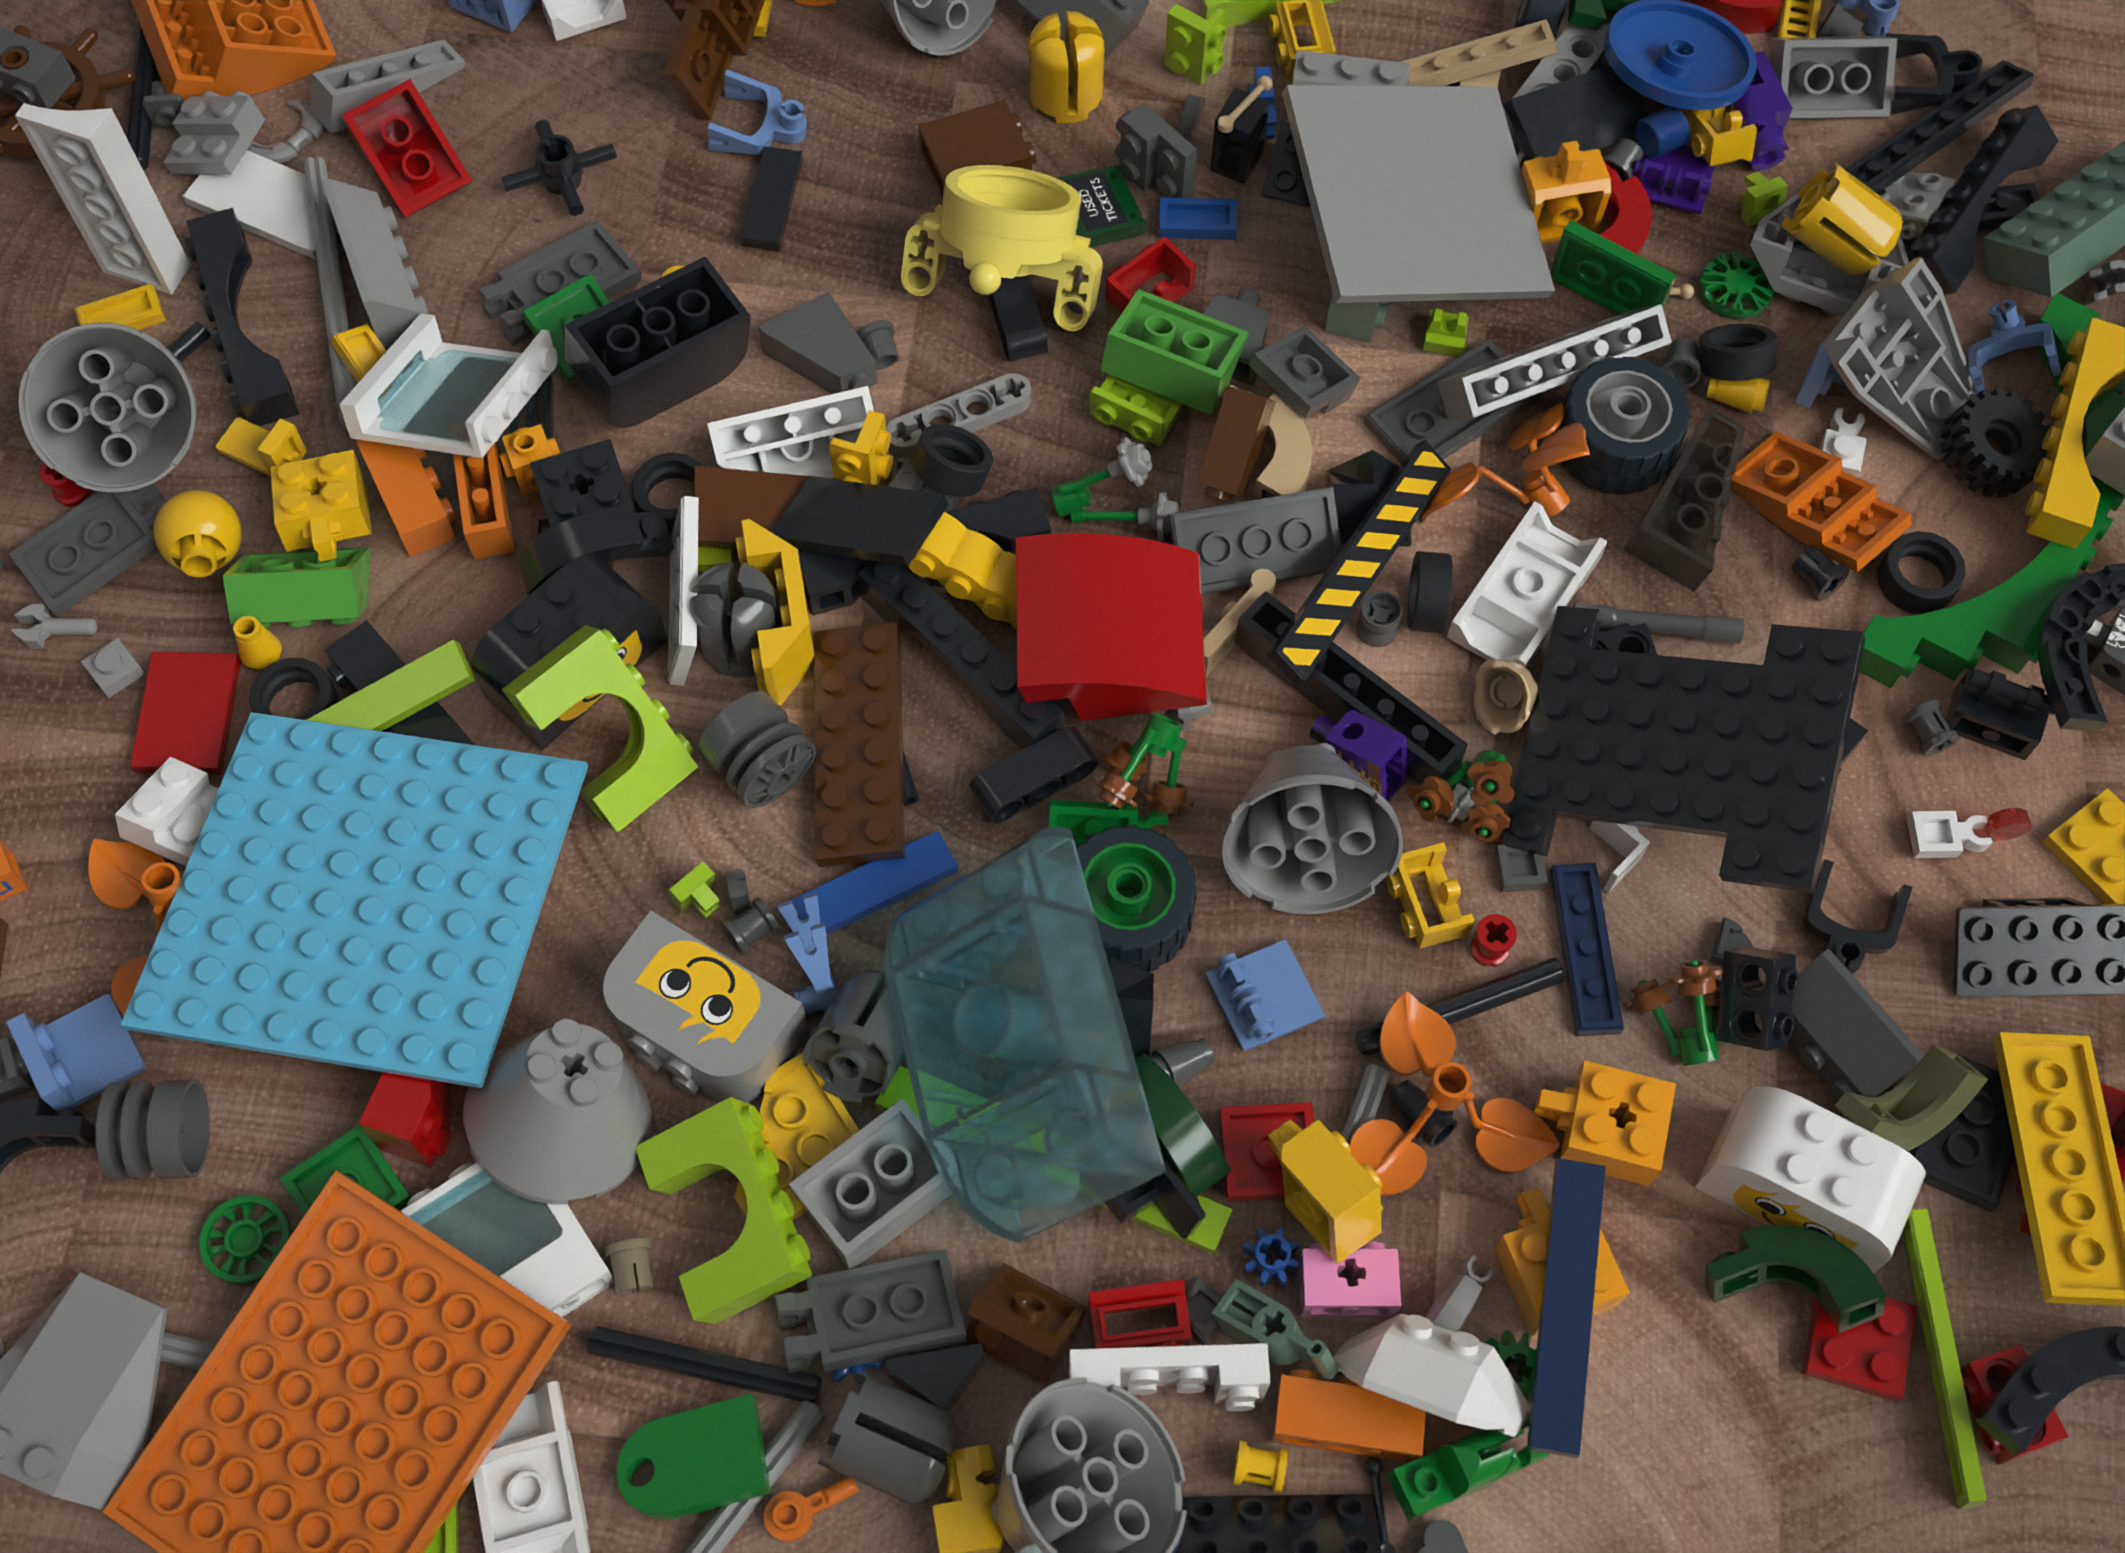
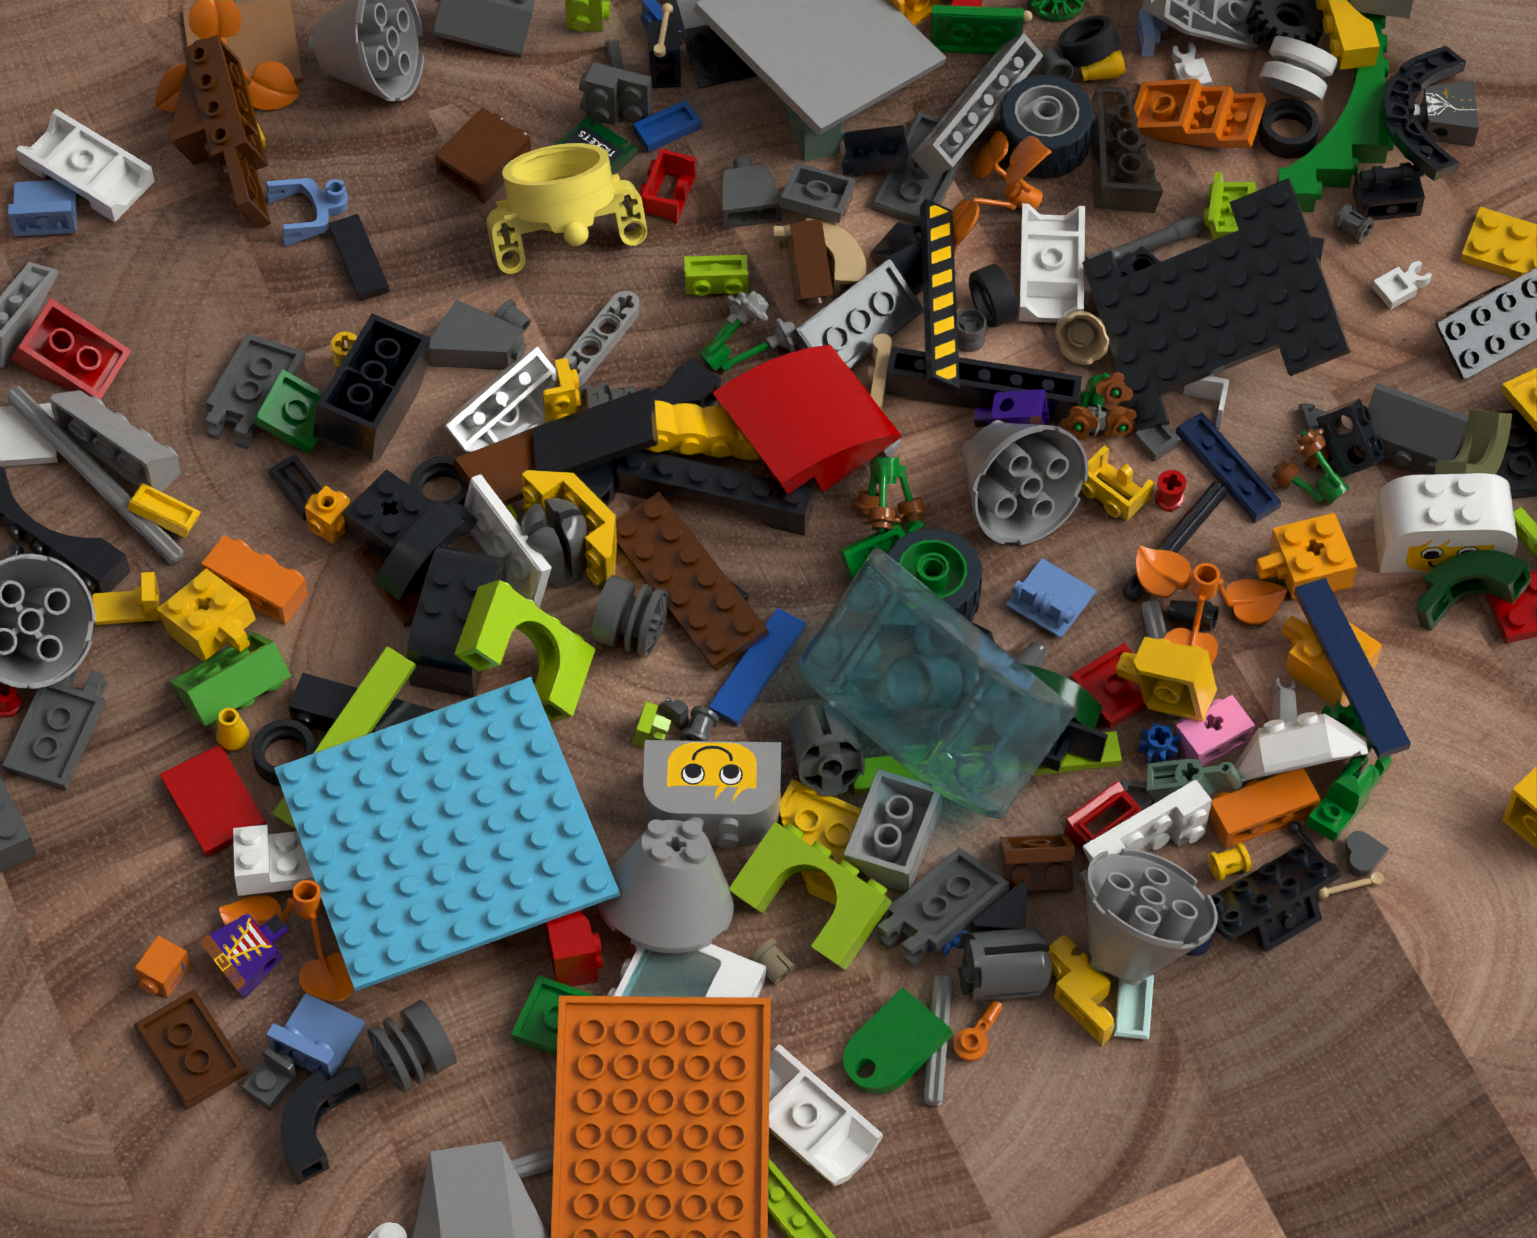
camera: 30 degrees left, 5 degrees down
(47, 626) = (67, 798): light grey bar -> none
(74, 908) = (246, 950): none -> torso
(113, 667) = (137, 799): light grey plate -> none
(197, 532) = (137, 678): yellow brick -> none
(243, 1239) = (513, 1084): green wheel -> none
(445, 392) = (247, 497): panel -> none
(484, 504) = (313, 551): orange brick -> none
(558, 166) = (191, 309): black bar -> none
(703, 1364) = (857, 992): black axle -> none
(810, 948) = (766, 723): medium blue piece -> none
(945, 475) = (621, 369): black tyre -> none
(1018, 319) = (595, 257): black beam -> none
(1033, 774) = (815, 541): black beam -> none
(1061, 64) = (510, 63): yellow cylinder -> none
(1173, 351) = (723, 222): bright green slope -> none
(1405, 356) = (875, 150): none -> black bracket
(1446, 332) = (887, 116): lime tile -> none
(1783, 609) = (1219, 214): none -> lime bracket
(1820, 572) = (1226, 159): black bush -> none
(1845, 939) = (1386, 377): black piece -> none
(1972, 505) = (1298, 68): none -> white wheel
(2007, 824) = (1434, 258): clear red tile -> none

